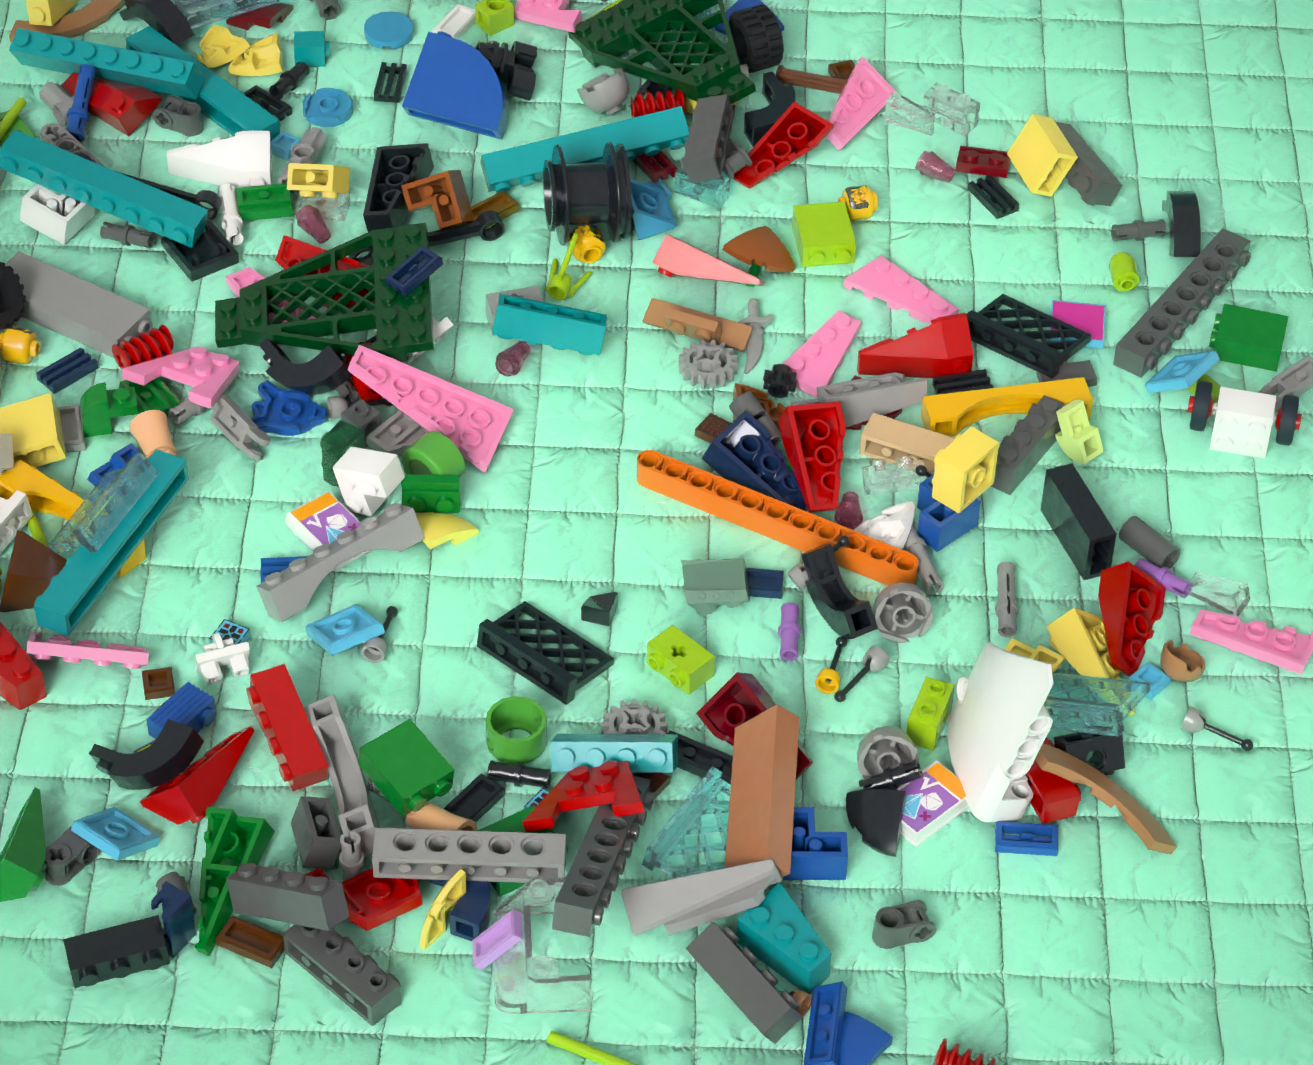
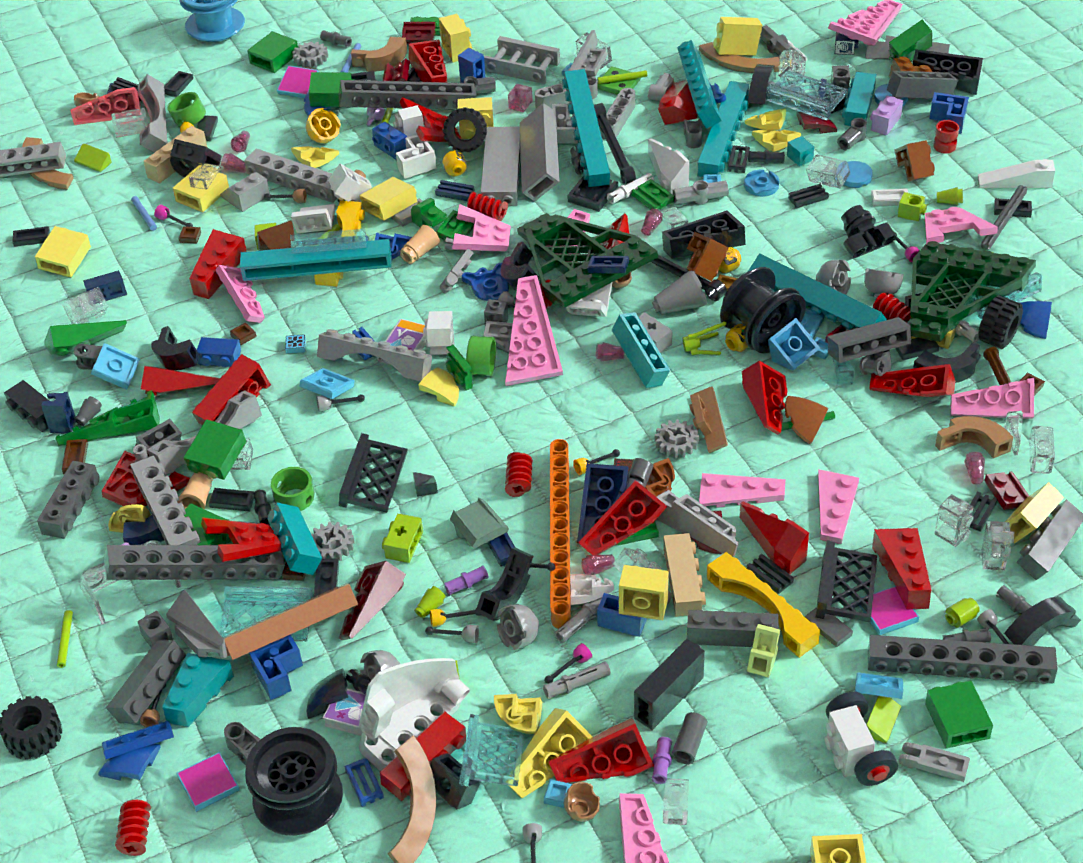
camera: 65 degrees right, 0 degrees up
(78, 113) = (653, 95): blue pin -> none
(95, 253) = (539, 152): none -> light grey brick
(220, 655) = (273, 344): white hips -> none
(287, 896) = (91, 447): dark grey brick -> none
(318, 178) = (678, 202): light yellow brick -> none
(335, 444) = (461, 315): clear green brick -> none
(376, 42) = (828, 171): none -> clear brick
(457, 88) = (816, 218): blue brick -> none
(479, 250) = (680, 295): none -> light grey cone
(558, 119) = (835, 275): none -> light grey cylinder
(568, 52) = (910, 252): none -> dark pink hinge
(656, 950) = (154, 628): none -> dark grey brick
(657, 517) = (518, 474): none -> red piece
(683, 454) = (580, 463): none -> hinge
(755, 342) = (738, 444): light grey piece -> none
(779, 380) = (688, 478): black gear -> none
(800, 675) = (431, 600): none -> lime cone
(823, 234) = (851, 440): lime brick -> none
(860, 202) = (899, 444): yellow head -> none
(891, 137) = (975, 430): none -> medium nougat arch
(932, 981) = (207, 781): none -> dark pink tile
(973, 580) = (580, 654): none -> hinge
(1008, 212) = (954, 520): none -> clear brick
(1018, 879) = (293, 761): none -> black wheel
(1040, 277) = (905, 563): none -> red wedge
(1063, 201) = (996, 545): none -> clear brick
(1145, 261) = (989, 620): none -> light grey hinge
(1157, 285) = (981, 635): none -> dark grey pin

